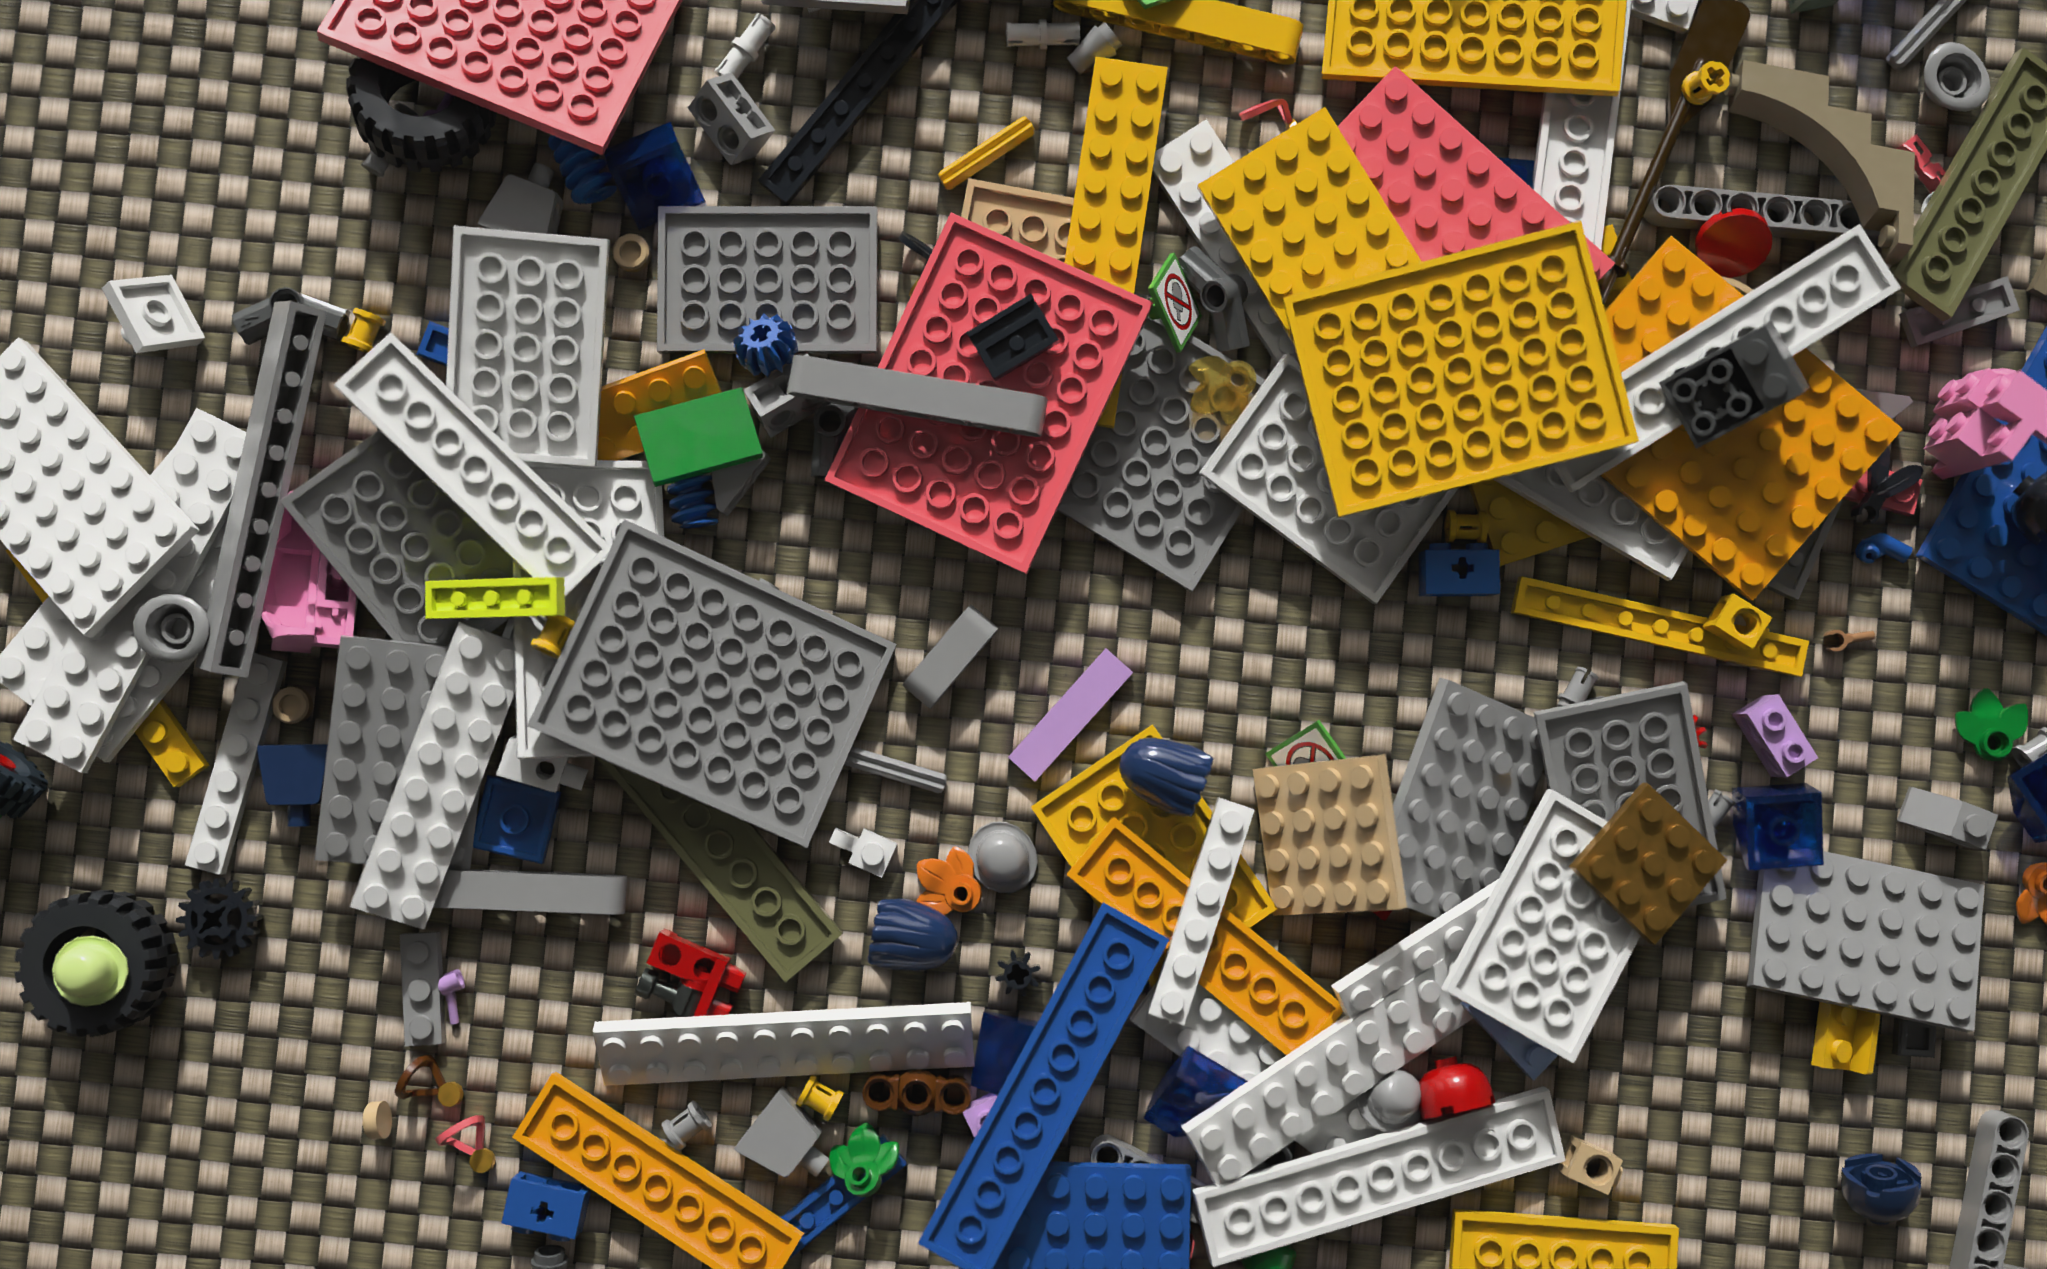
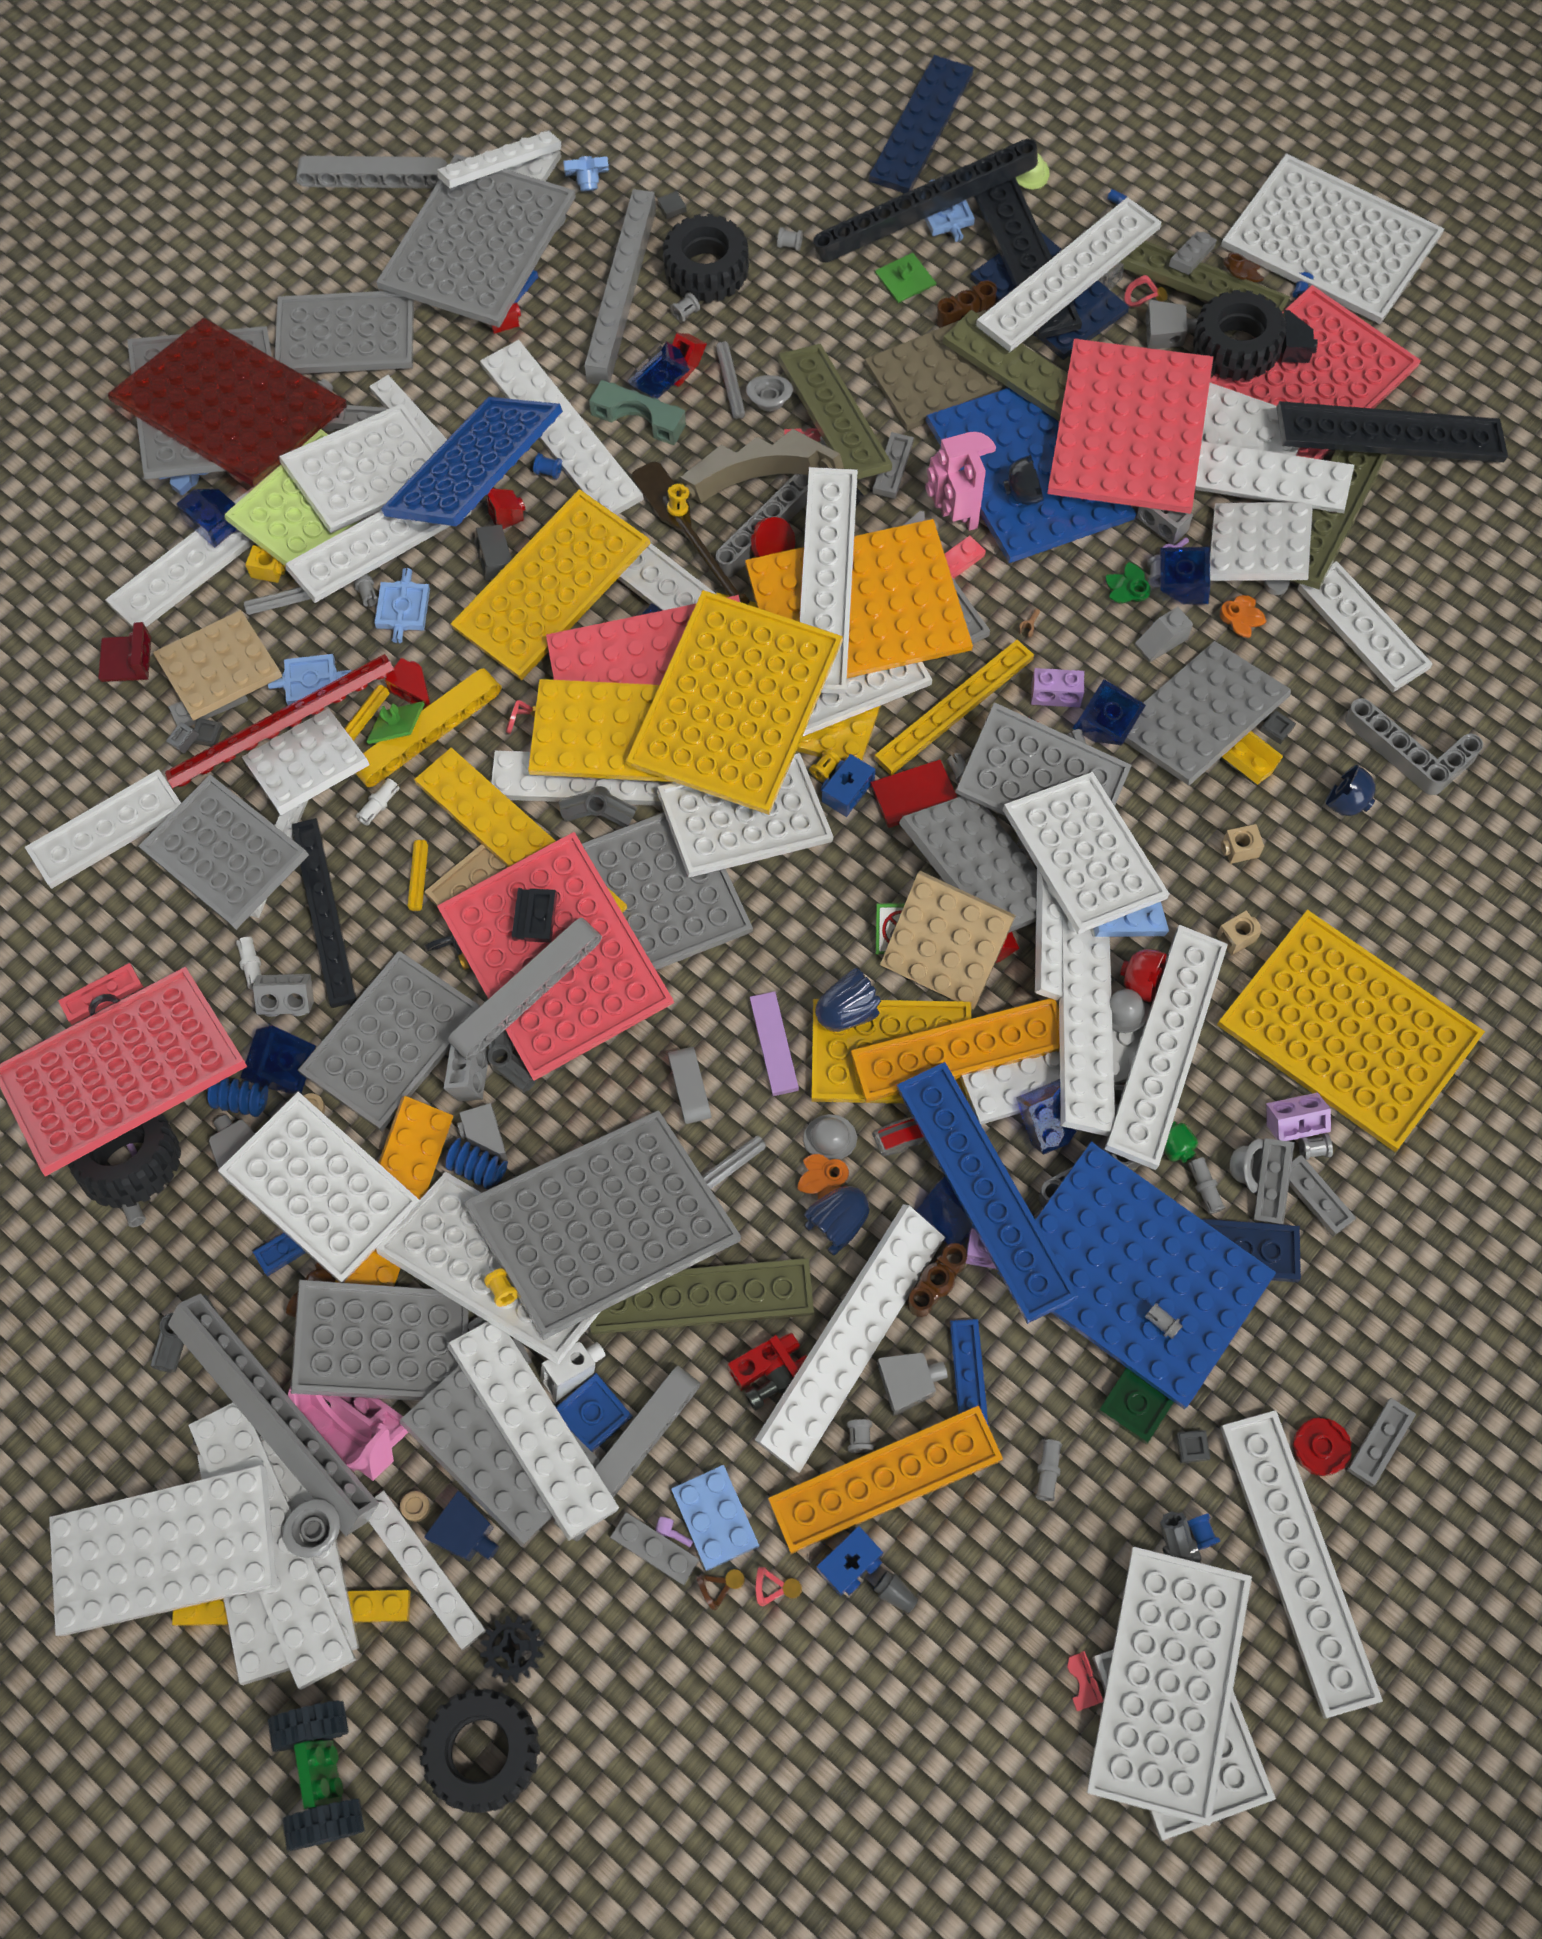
camera: 50 degrees left, 20 degrees down
(90, 971) = (483, 1744): yellowish green hat -> none
(153, 313) = (109, 1414): white tile -> none
(363, 330) = (226, 1295): yellow bush -> none
(377, 1120) = (717, 1636): tan tile -> none
(471, 464) = (364, 1263): white plate -> none
(495, 598) = (451, 1307): neon yellow plate -> none
(497, 1028) = (715, 1517): none -> light blue plate
(698, 436) = (450, 1131): green tile -> none
(765, 345) = (428, 1057): blue gear -> none
(819, 1098) = (900, 1341): yellow bush -> none
(863, 1155) = (954, 1339): green plate -> none
(869, 851) = (769, 1211): white plate -> none
(1012, 981) = (903, 1164): black gear -> none
(1052, 934) = (898, 1136): none -> slope
(1097, 43) = (406, 774): light grey cone -> none
(1174, 302) = (582, 827): piece -> none
(1200, 911) = (941, 1037): white plate -> none
(1216, 389) = (649, 839): clear yellow plate -> none
(1506, 656) = (912, 791): none -> red tile
(1648, 863) = (1081, 784): pearl gold plate -> none
(1722, 622) = (978, 672): yellow brick -> none
(1729, 1100) = (1249, 837): none -> tan brick
(1734, 384) = (847, 574): dark grey slope -> none
(1881, 545) = (990, 576): blue arm -> none
(1883, 485) = (959, 553): black piece -> none

